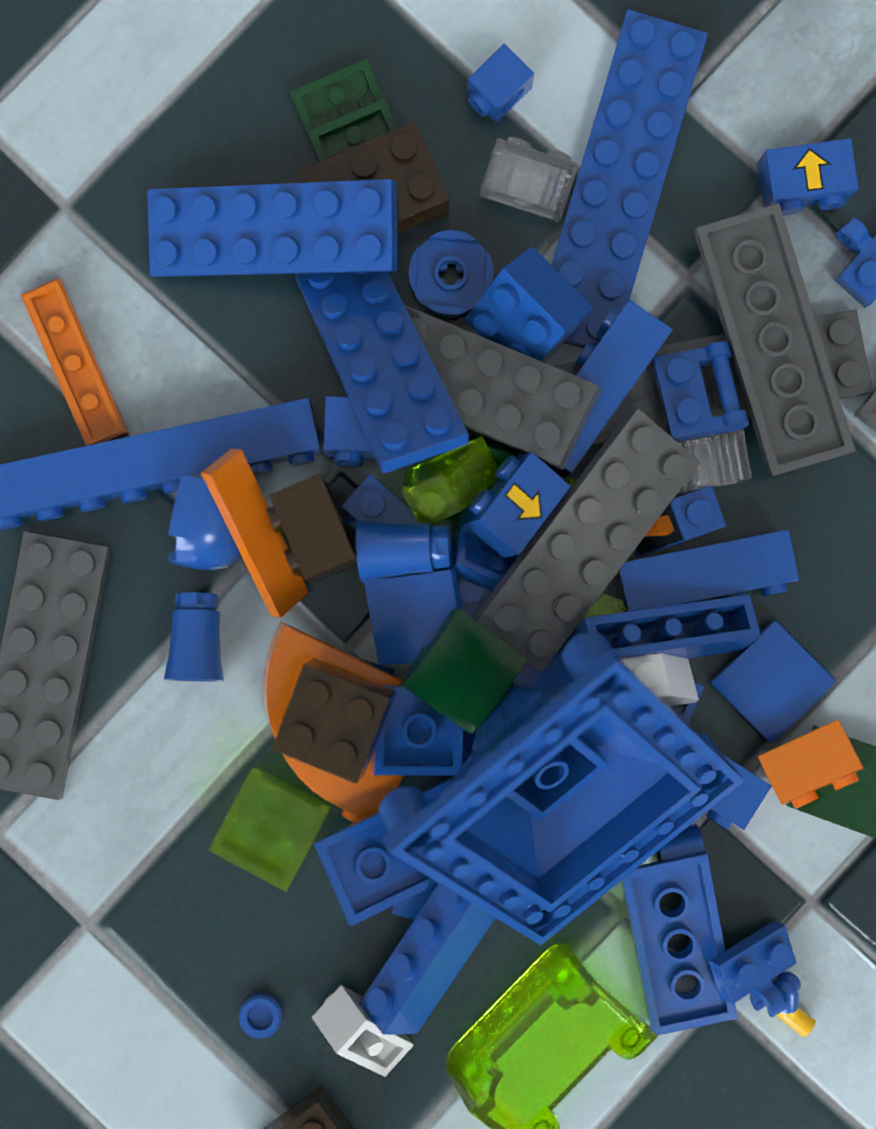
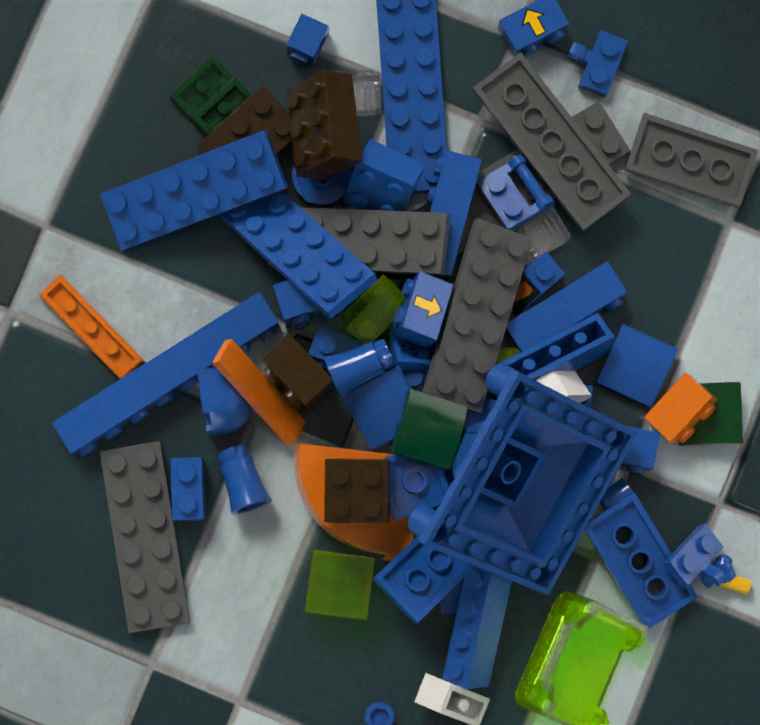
camera: 20 degrees left, 5 degrees down
(119, 626) = (188, 489): none -> blue brick
(477, 203) = (324, 125): none -> dark brown brick

